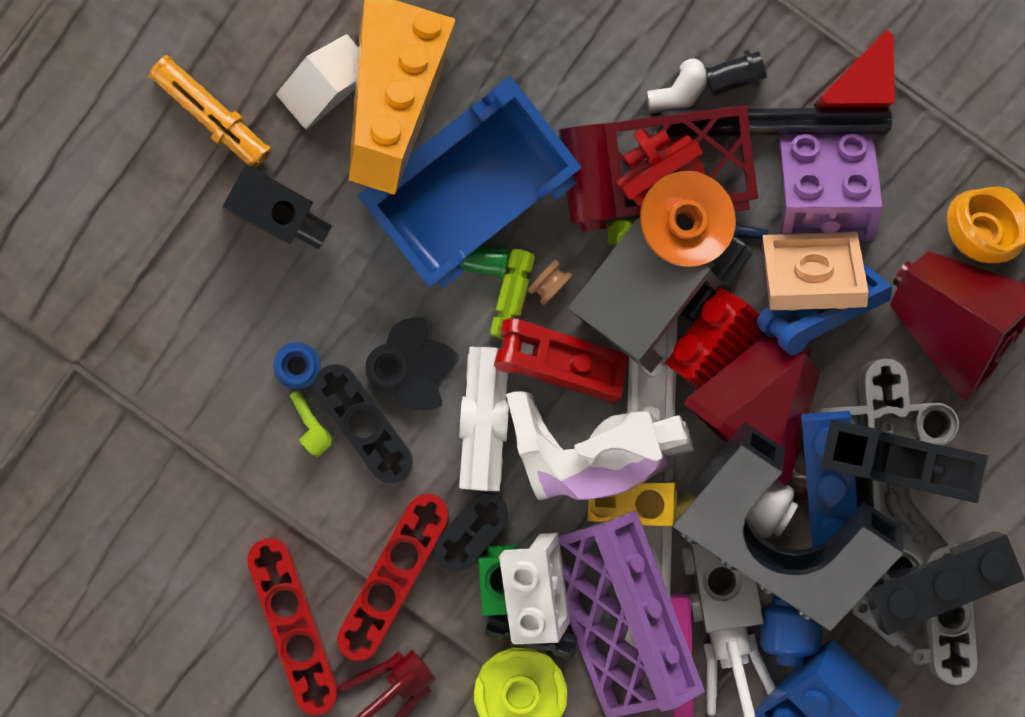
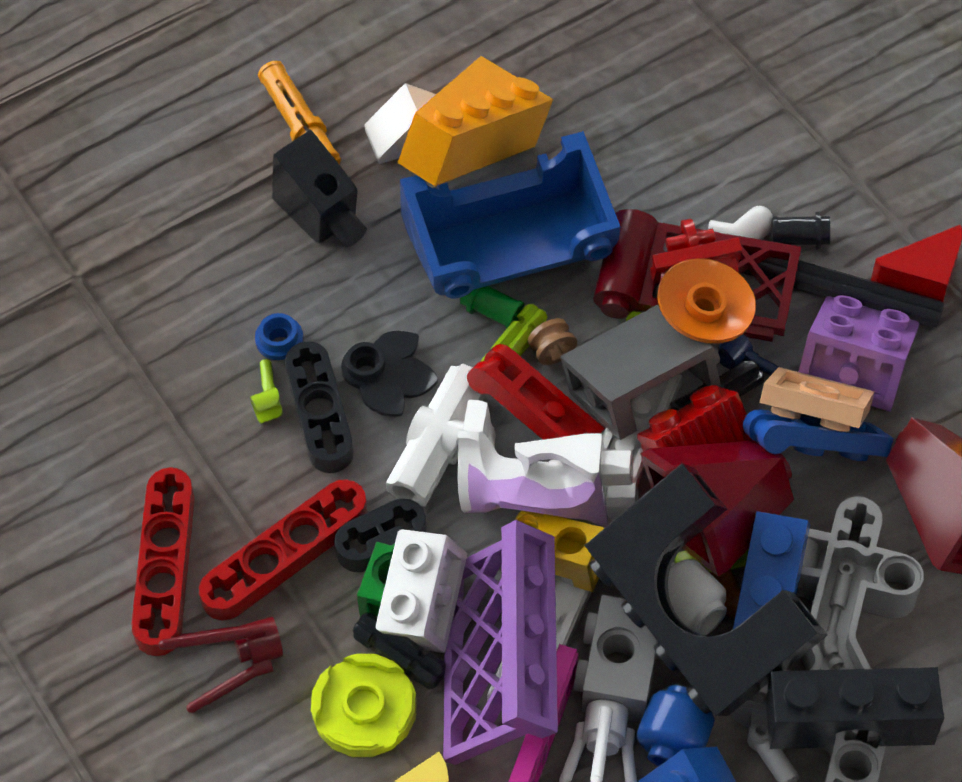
camera: 20 degrees right, 30 degrees down
(904, 461) = (831, 571): black arch -> none

